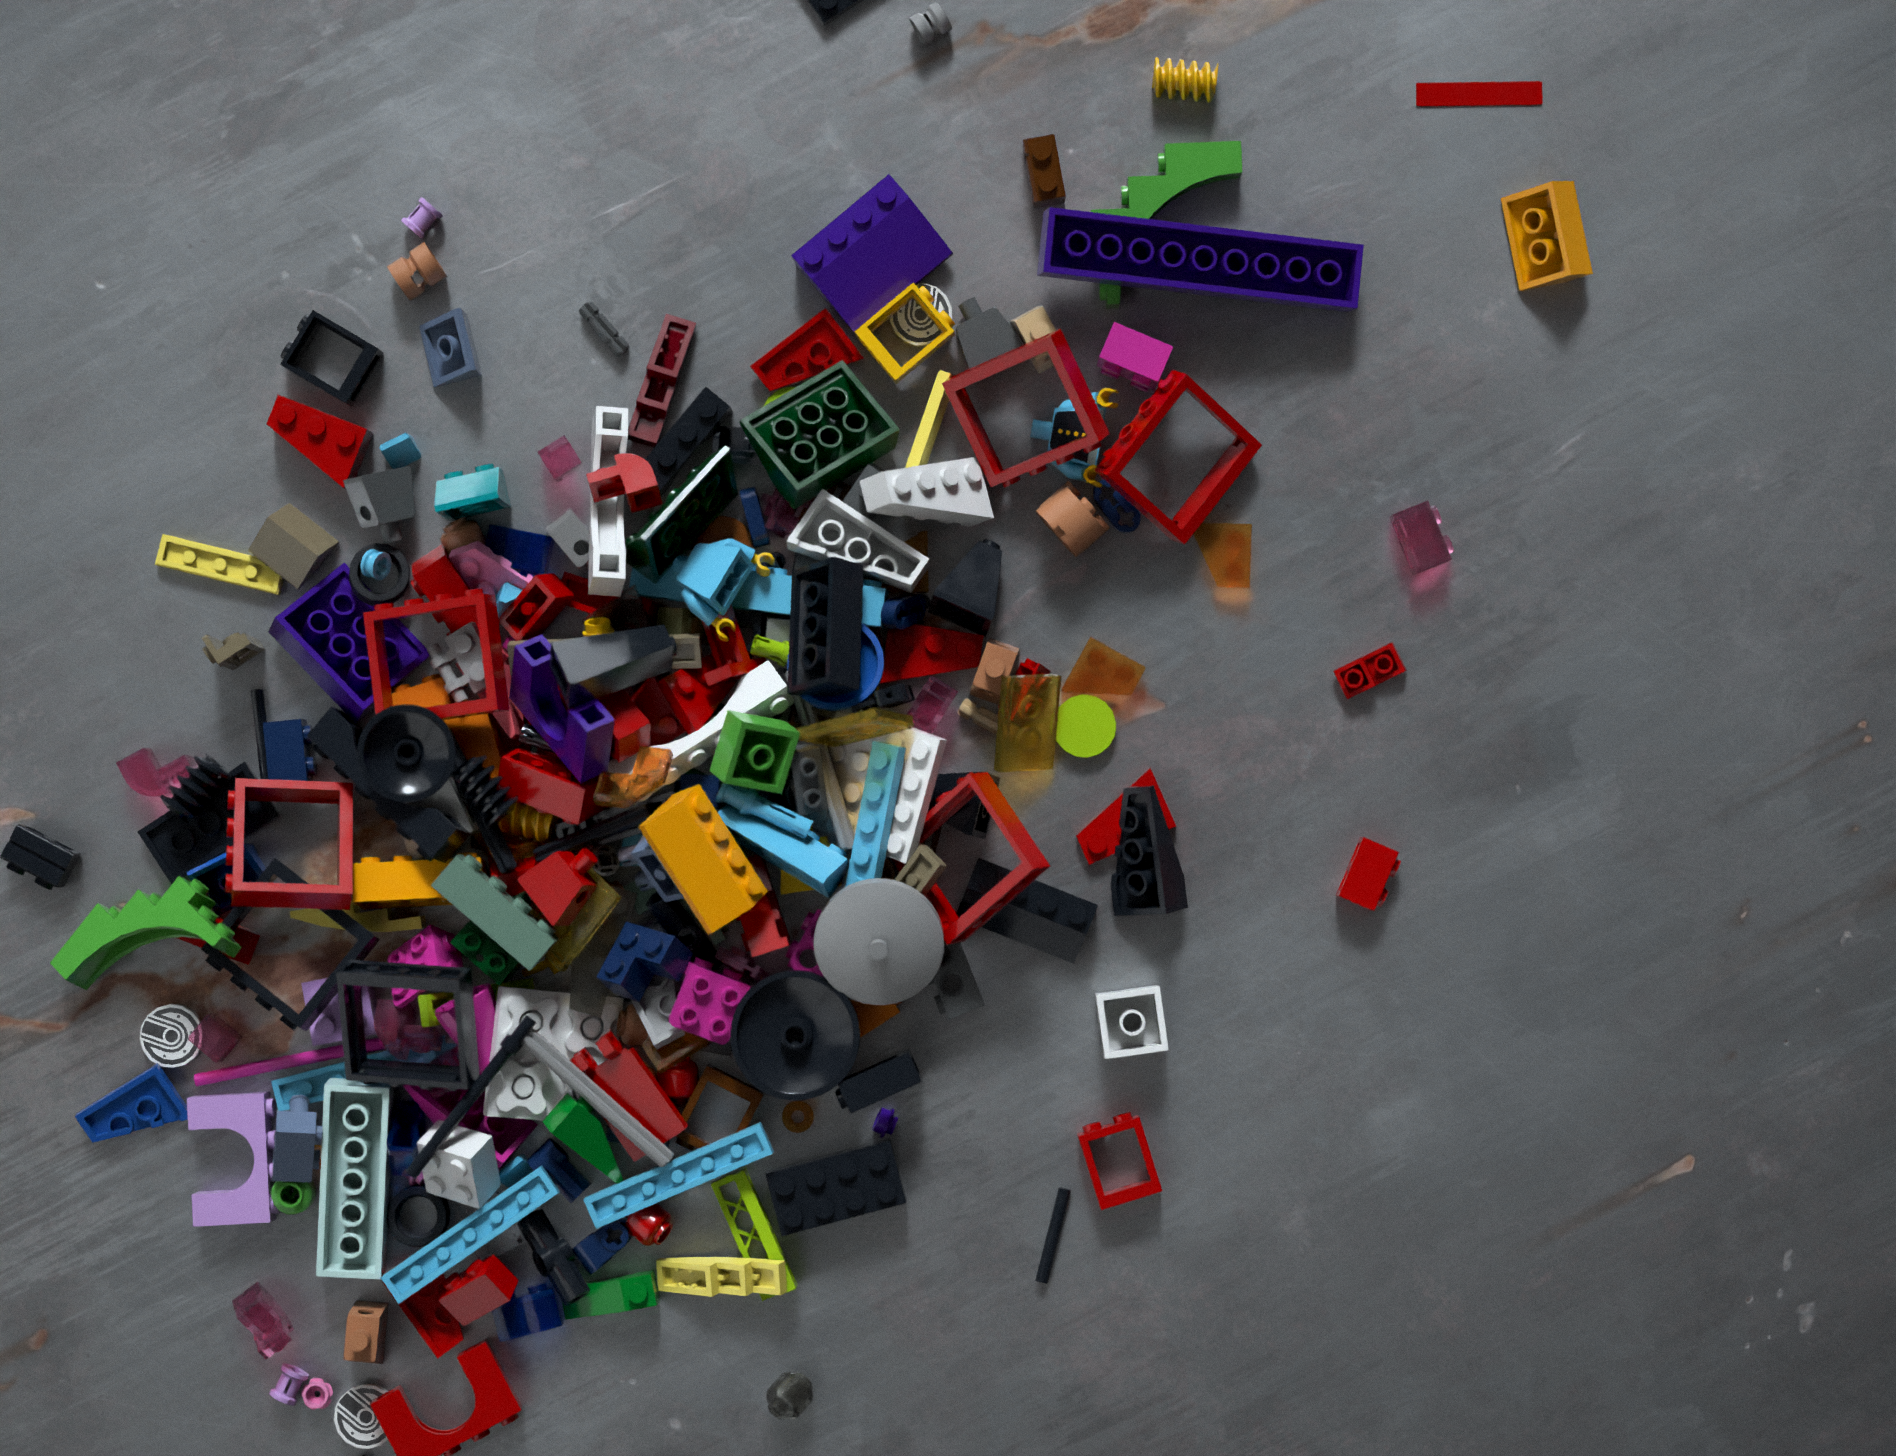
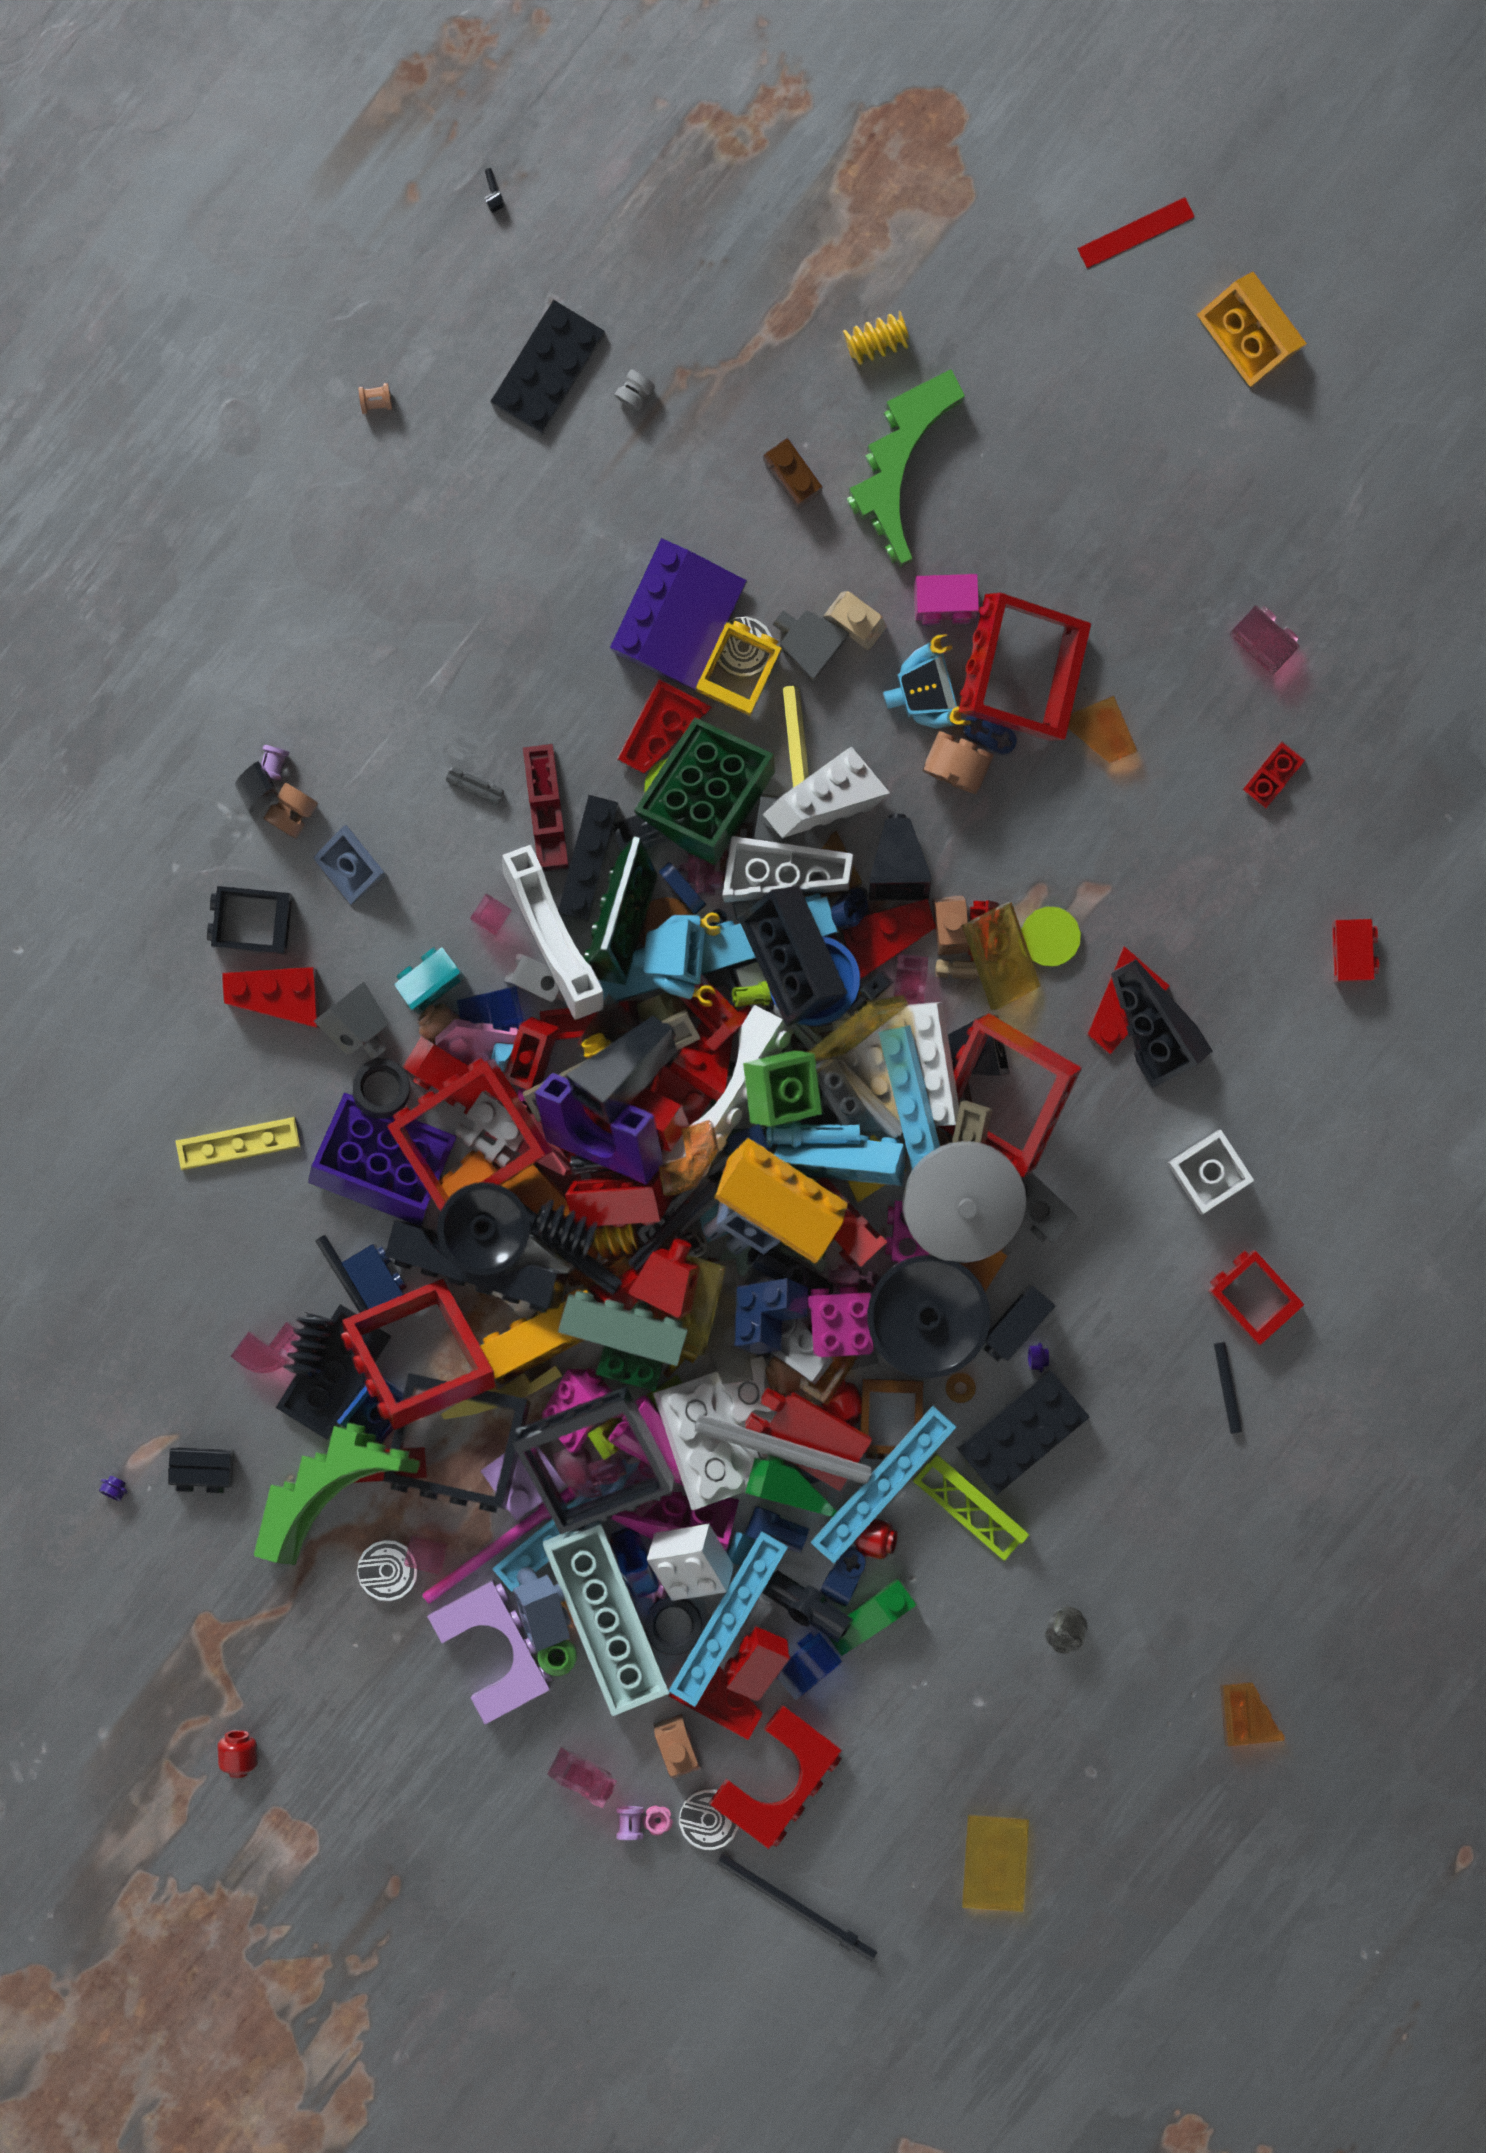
camera: 30 degrees left, 0 degrees up
(136, 1105) = (384, 1644): blue wing -> none
(233, 650) = (289, 1210): dark tan bracket -> none
(292, 545) = (293, 1098): dark tan slope -> none
(375, 564) = (375, 1080): medium azure bush -> none
(393, 232) = (255, 787): none -> black slope
(400, 451) = (349, 973): medium azure slope -> none
(510, 1046) = (689, 1438): black bar -> none
(630, 477) = (562, 902): red brick -> none
(721, 1275) = (959, 1554): light yellow slope -> none
(1036, 916) = (1089, 1120): black slope -> none
(1074, 385) = (910, 647): red window -> none
(1103, 671) = (1045, 881): clear orange wing -> none
(1200, 259) = (964, 488): dark purple brick -> none

